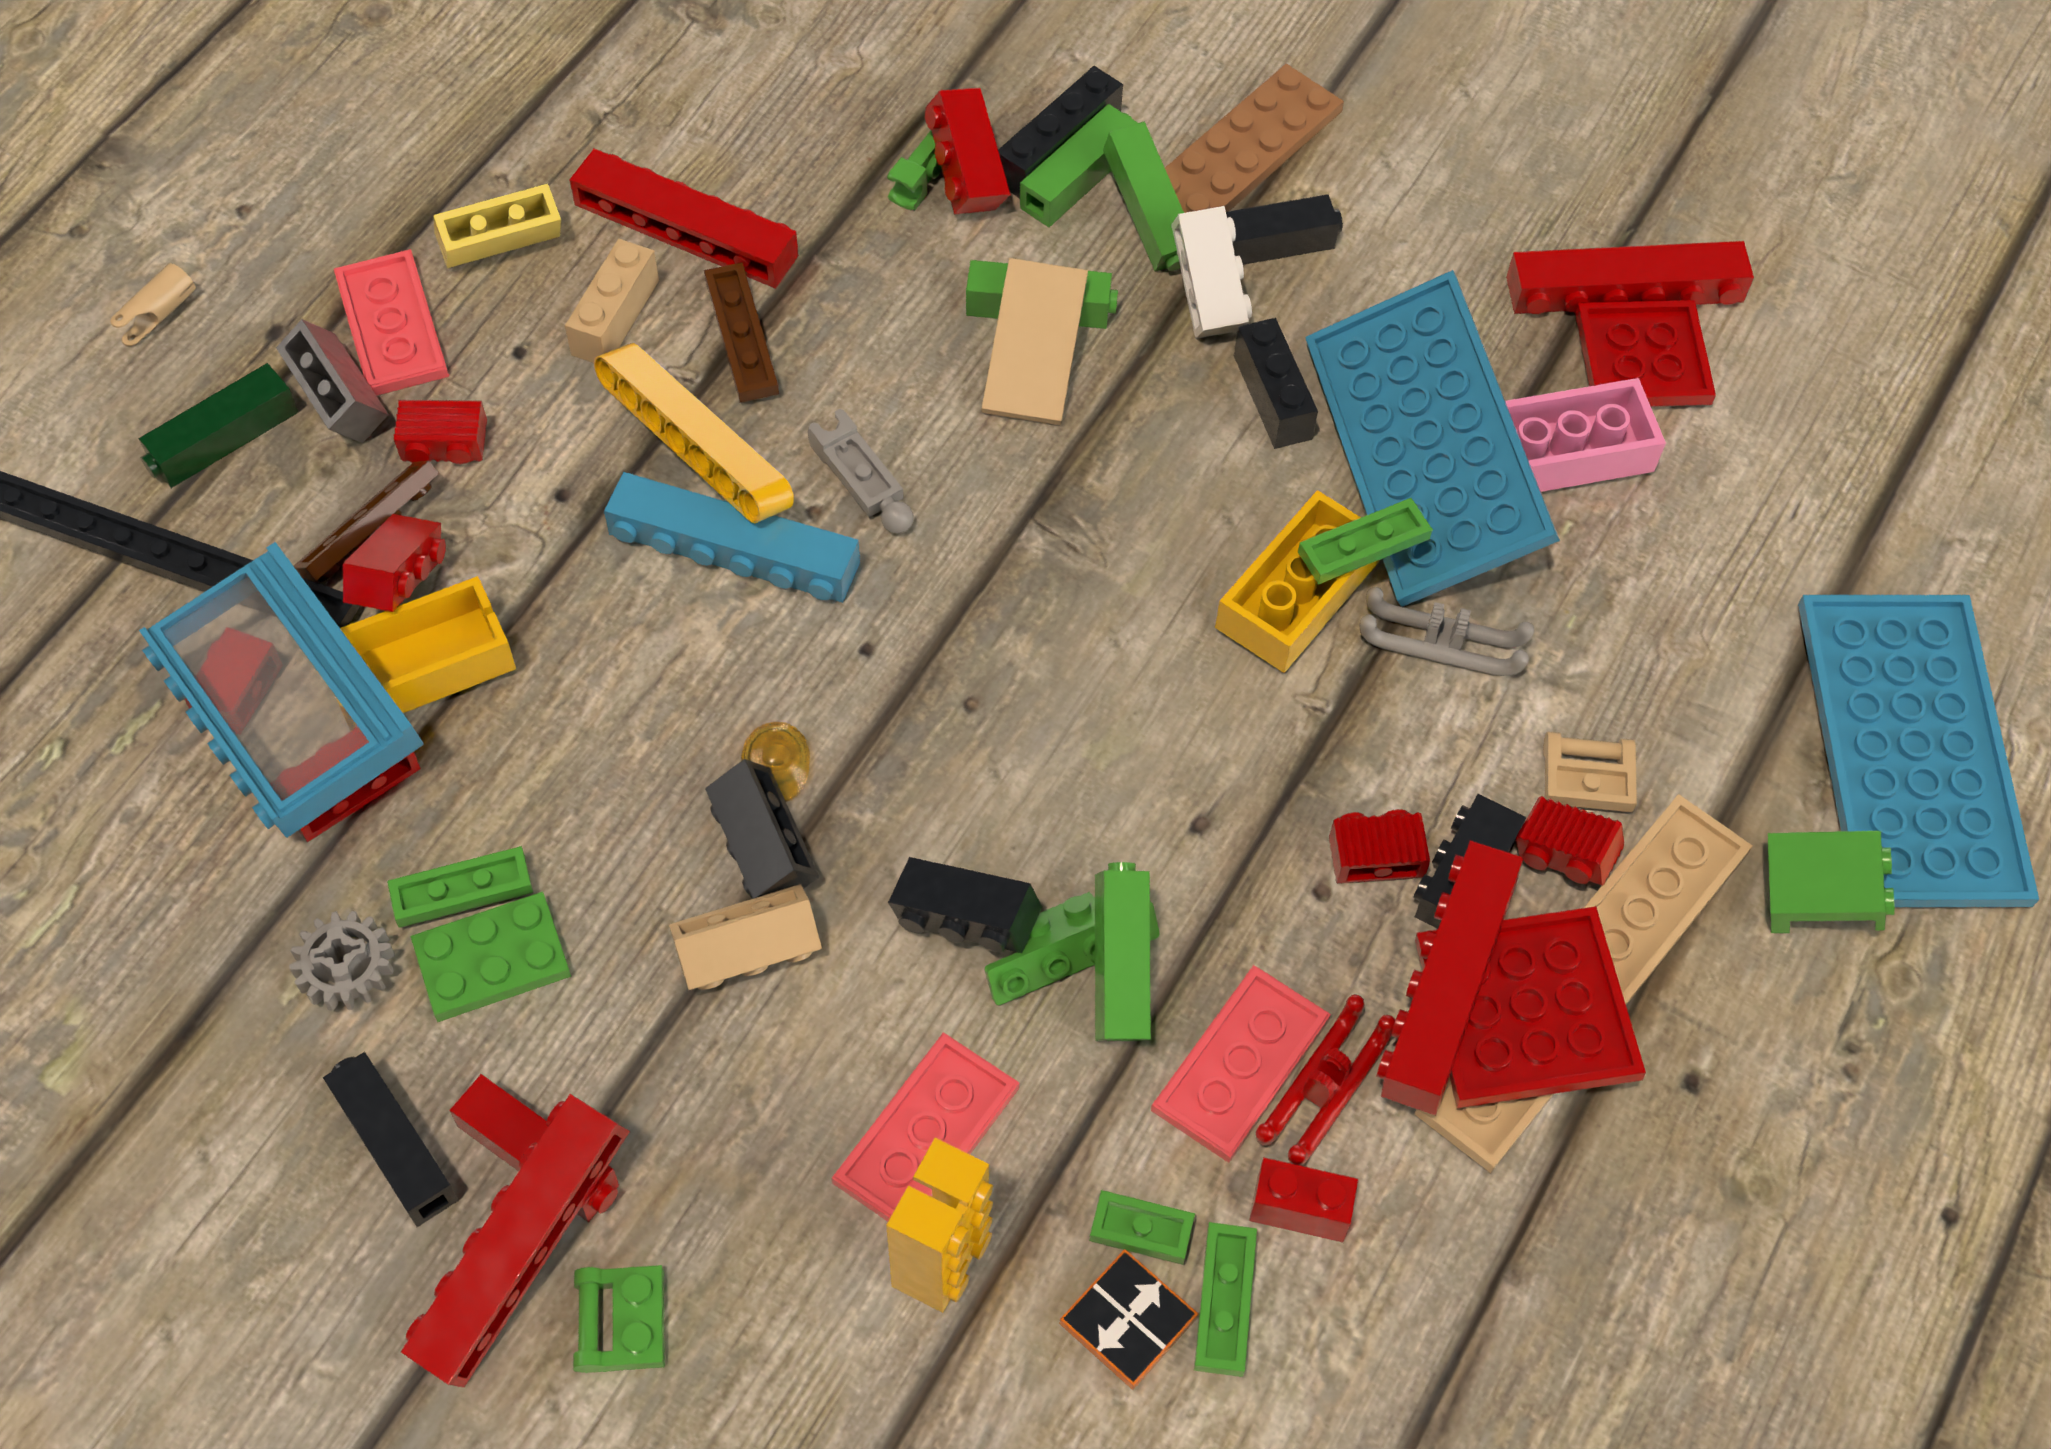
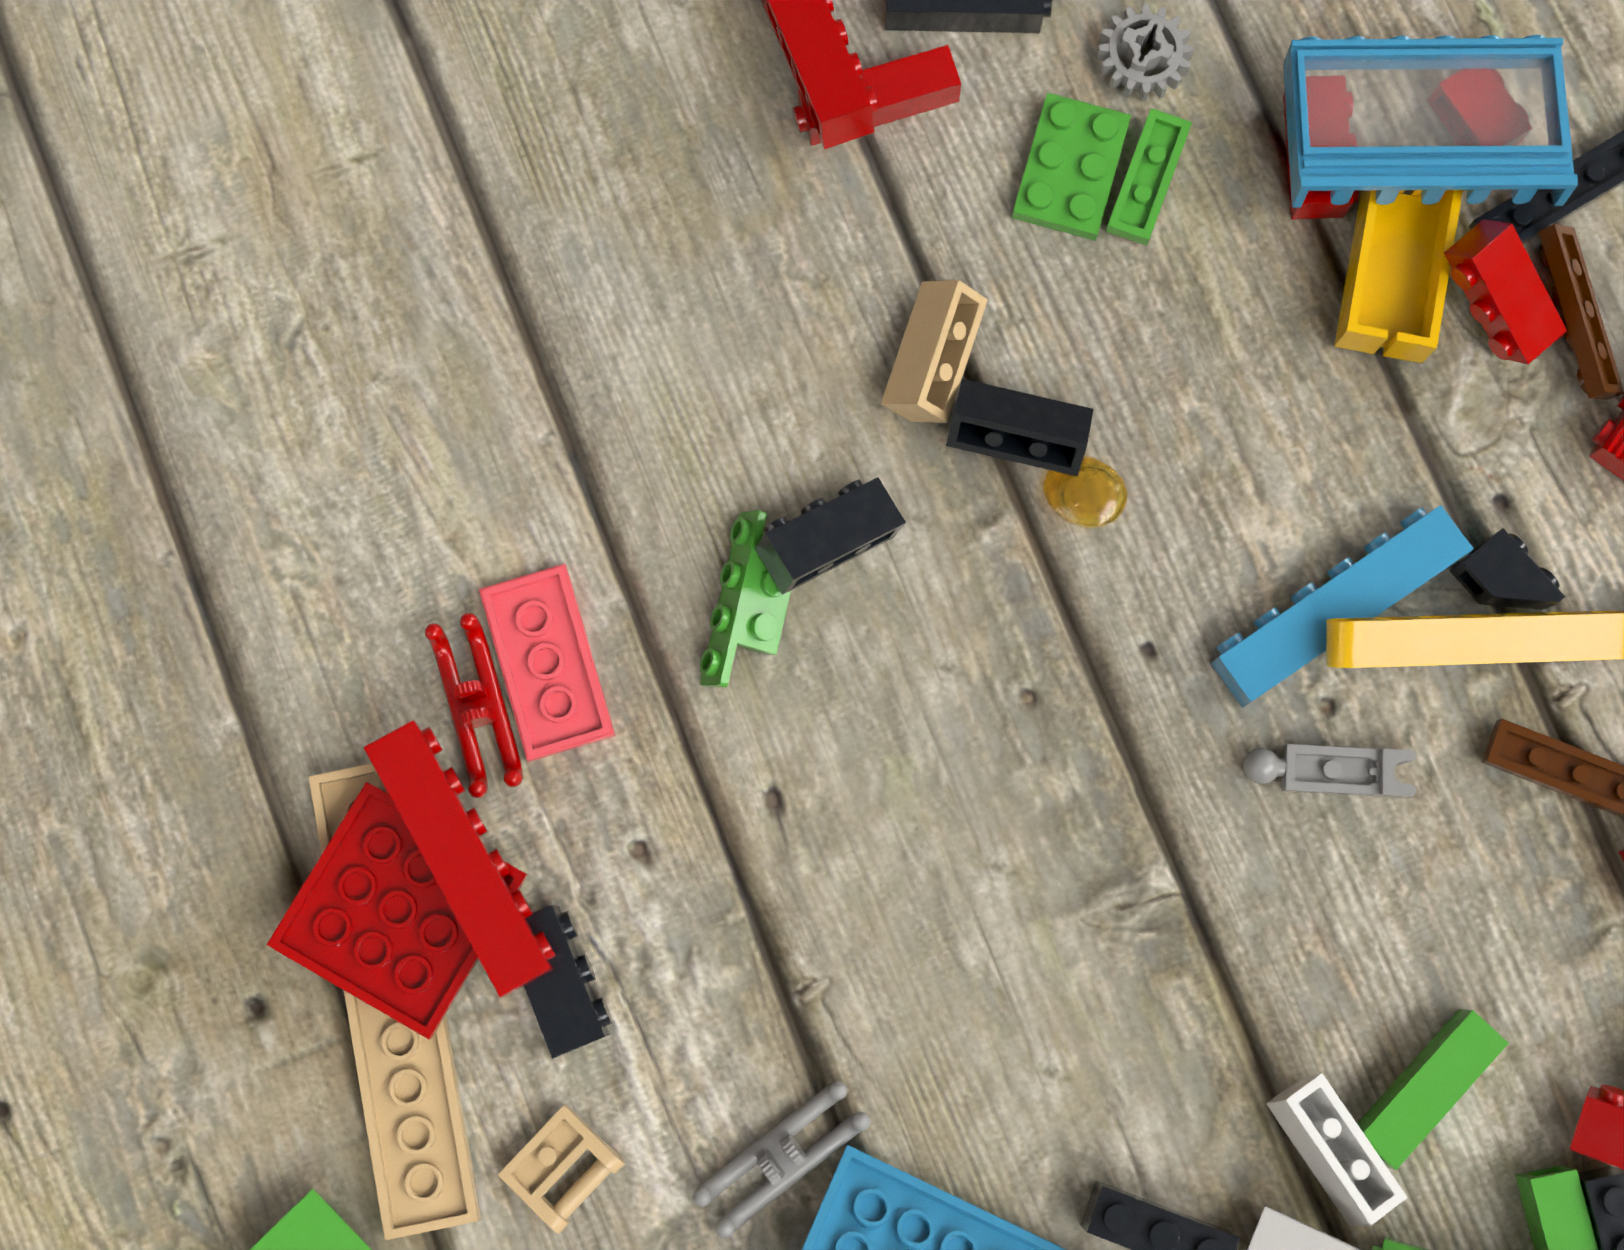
camera: 135 degrees right, 20 degrees up
(622, 448) = (1506, 576): none -> black slope
(636, 1319) = (698, 90): bright green plate -> none
(940, 1234) = (562, 300): yellow piece -> none
(946, 1098) = (677, 385): coral tile -> none
(1034, 341) = (1368, 1034): tan tile -> none
(1122, 953) = (689, 620): bright green brick -> none
(1128, 315) = (1336, 1150): none -> white brick
(1128, 1319) = (424, 423): black tile -> none
(1142, 1227) = (478, 481): bright green plate -> none
(1225, 1299) = (379, 499): bright green plate -> none
(1277, 601) = (926, 1068): yellow brick -> none
(1303, 1199) = (399, 611): red brick -> none
(1364, 540) = (903, 1139): bright green plate -> none
(1379, 847) = (630, 920): red brick -> none
(1570, 841) = (507, 1079): red brick -> none

